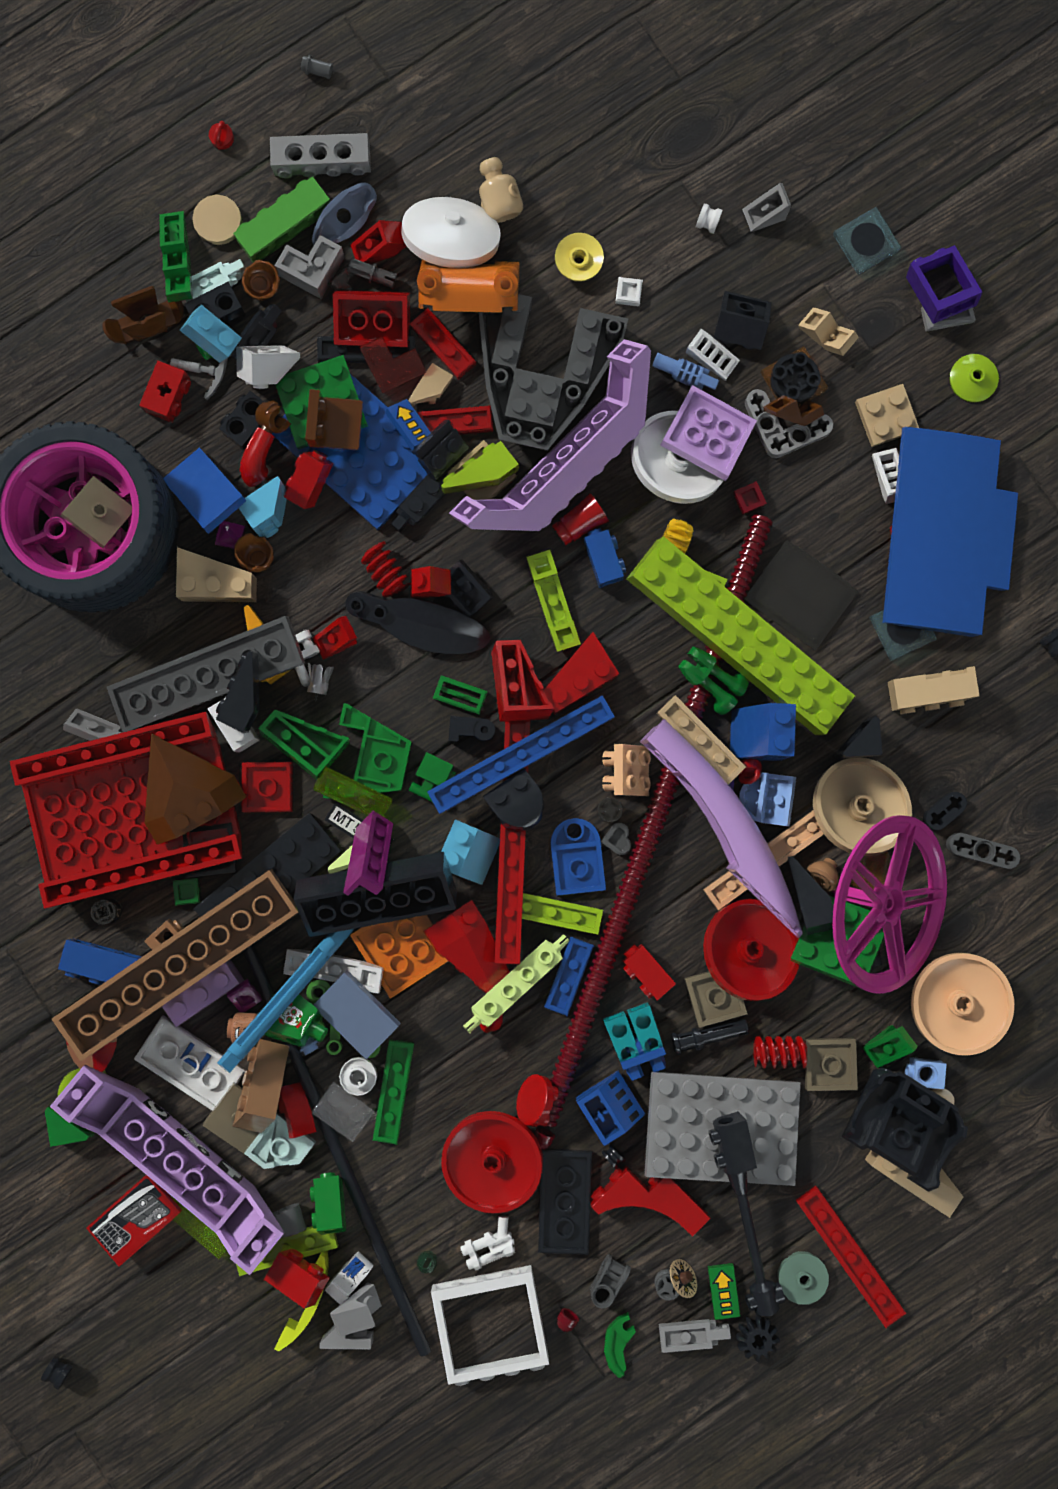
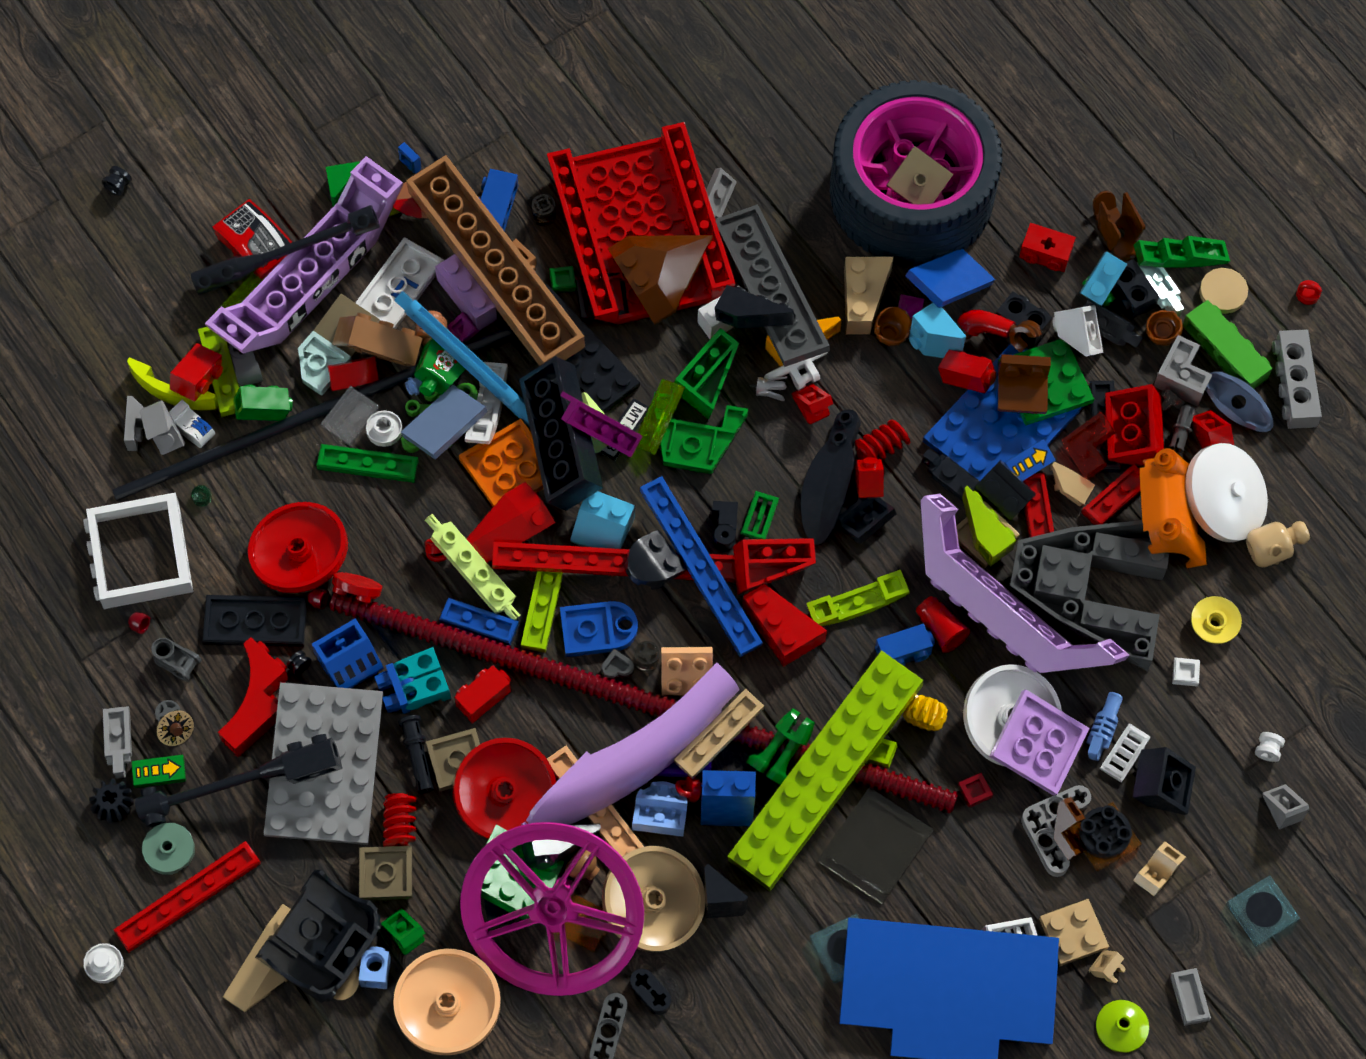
camera: 90 degrees right, 20 degrees down
(39, 1055) = (409, 158): none -> blue tile
(172, 1239) = (240, 267): none -> black bar
(197, 367) = (1071, 294): light grey piece -> none
(267, 786) = (664, 346): red tile -> none
(434, 772) = (684, 488): green brick -> none
(499, 1244) = (216, 559): white piece -> none
(615, 1342) = (115, 669): green piece -> none
(920, 1336) = (103, 963): none -> white plate
(922, 386) = (1107, 964): none -> tan tile
(933, 690) = (777, 972): tan wedge -> none
(954, 304) = (1199, 995): dark purple window -> none

